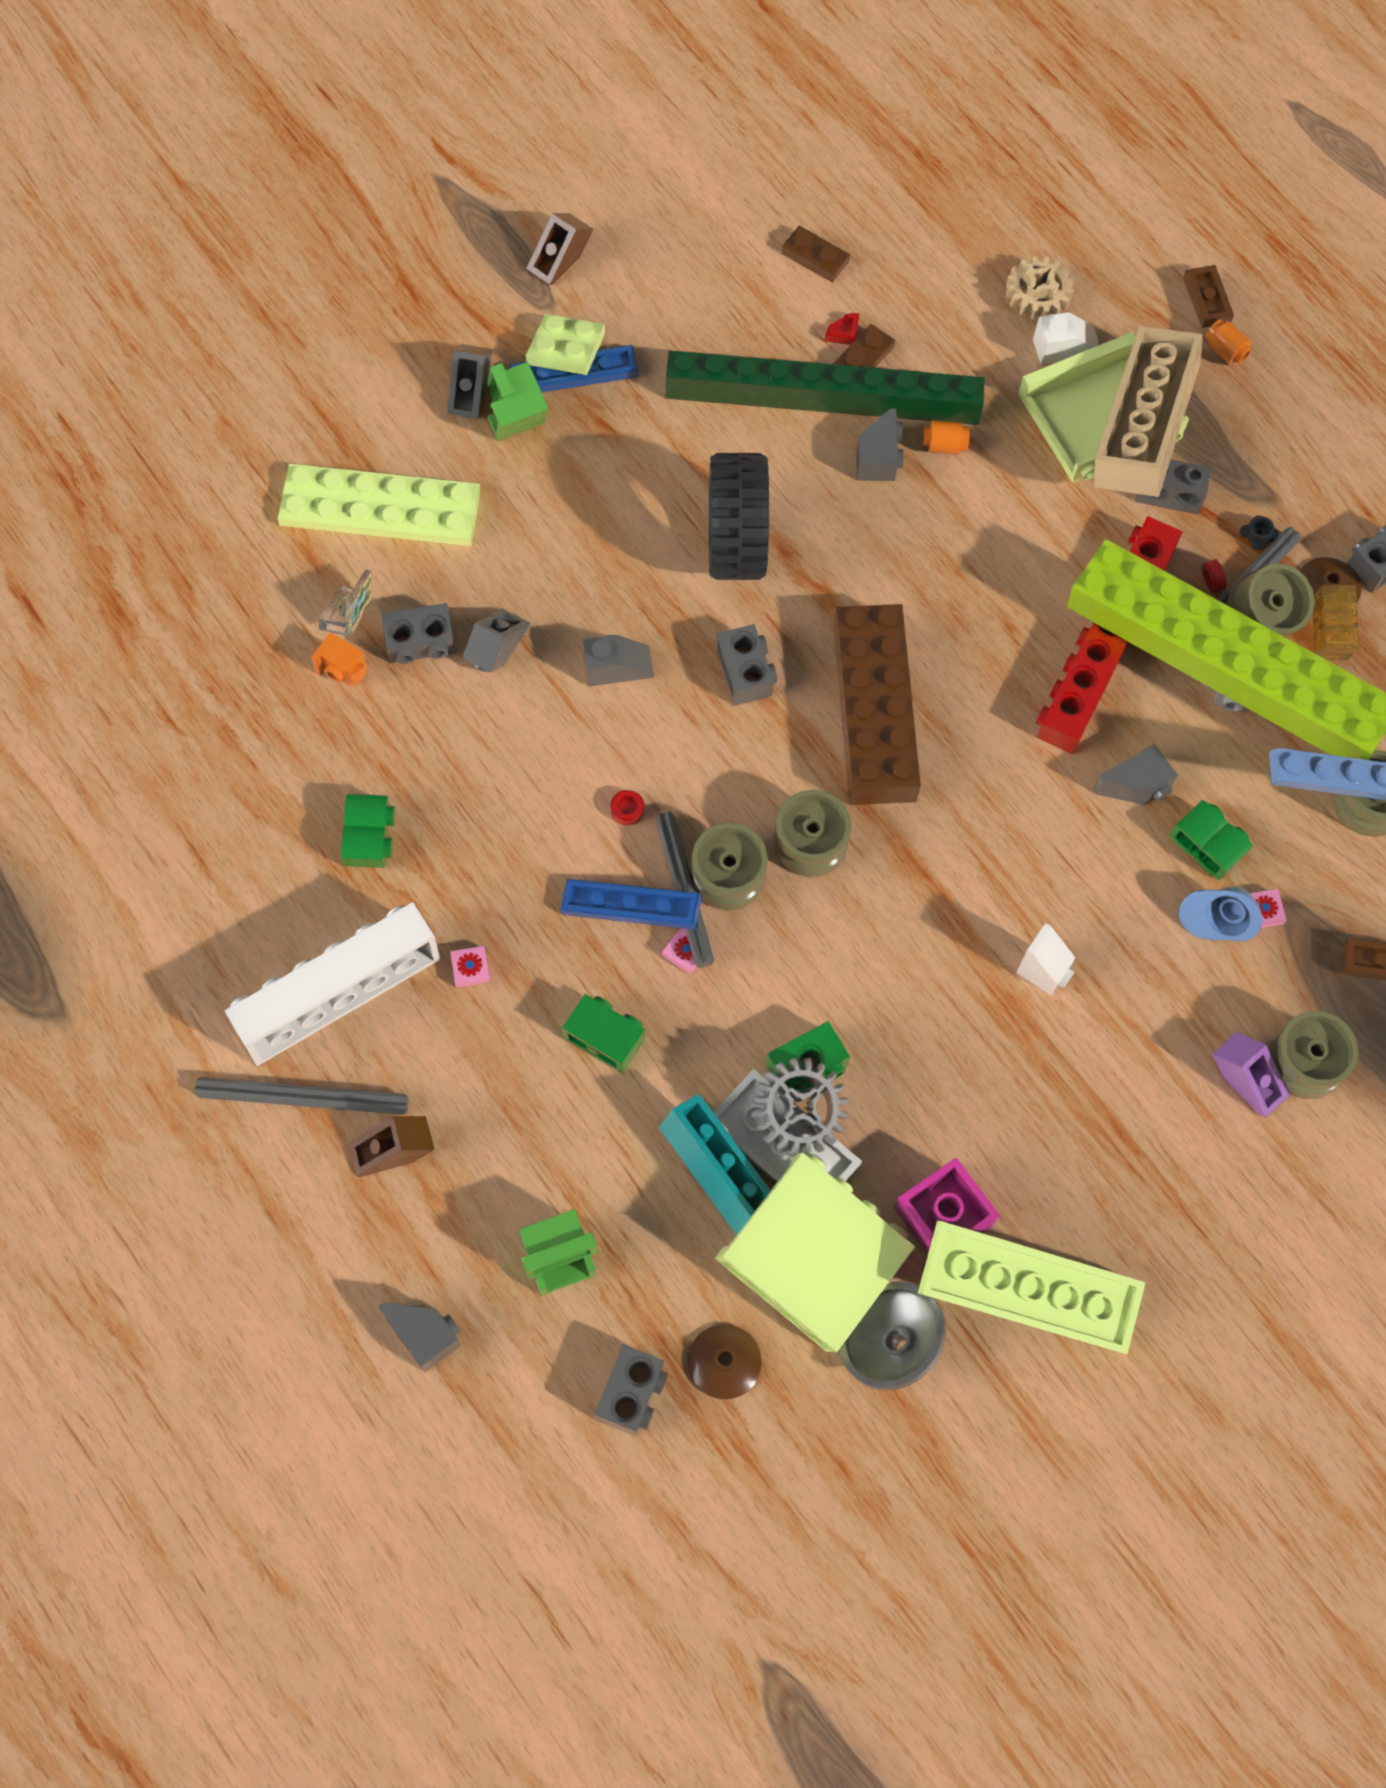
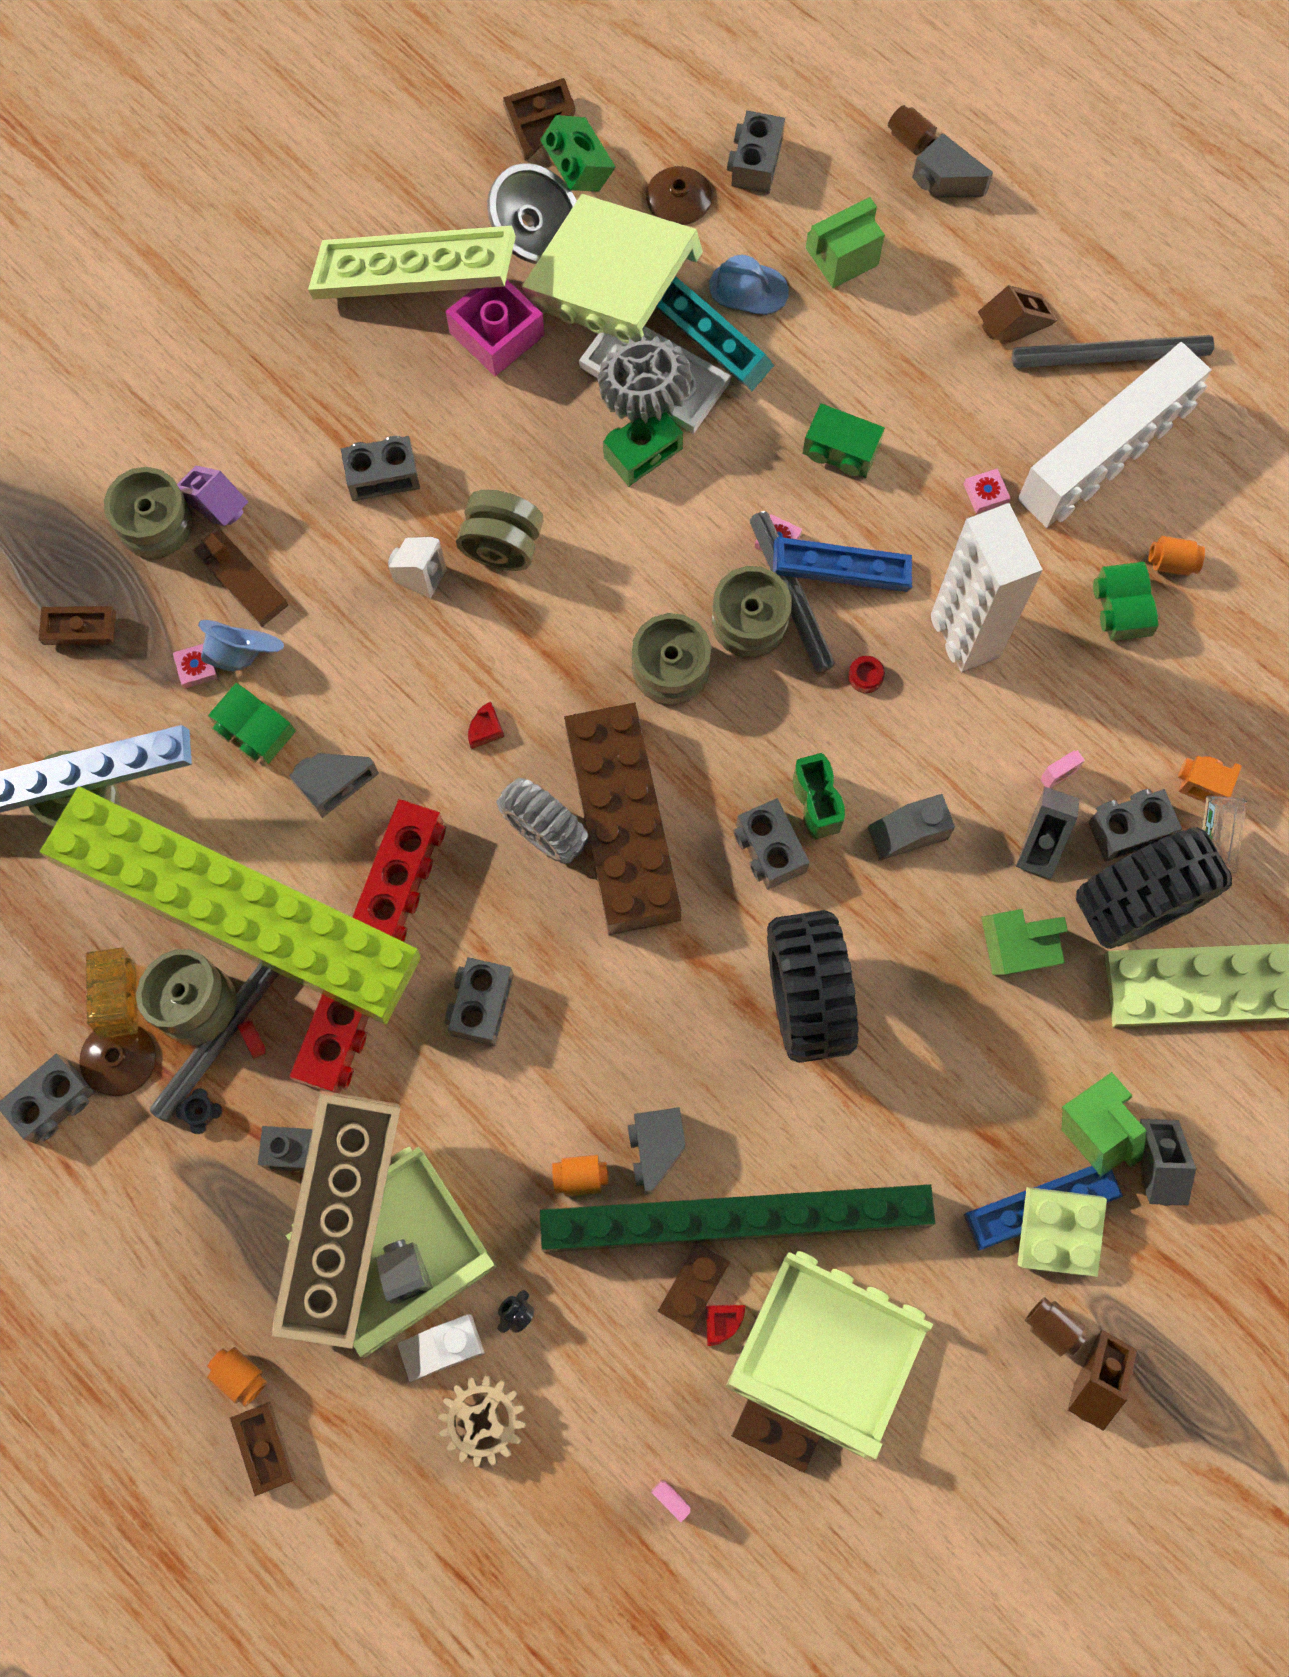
camera: 175 degrees right, 5 degrees up
(304, 868) = (1176, 556): none -> orange brick
(427, 548) = (1153, 887): none -> black tyre
(449, 1391) = (912, 129): none -> reddish brown brick
(469, 689) = (1062, 769): none -> bright pink tile
(521, 790) = (985, 587): none -> white brick
(543, 545) = (1021, 945): none -> bright green plate
(587, 284) = (1056, 1327): none -> reddish brown brick
(667, 1234) = (748, 286): none -> medium blue piece
(697, 691) = (822, 802): none -> green brick
(769, 289) = (829, 1354): none -> yellowish green panel
(818, 1402) = (577, 153): none -> green brick
(871, 1484) = (534, 110): none -> reddish brown wing
(902, 220) = (671, 1500): none -> bright pink tile
(950, 701) = (542, 820): none -> light grey gear
(964, 975) = (499, 530): none -> olive wheel
(991, 812) = (484, 727): none -> red tile
(1007, 353) = (515, 1313): none -> black plate
(1018, 576) = (488, 1002): none -> dark grey brick
(1074, 1066) = (381, 476): none -> dark grey brick
(1095, 378) = (402, 1272): none -> dark grey slope
(1220, 989) = (240, 577): none -> reddish brown hinge

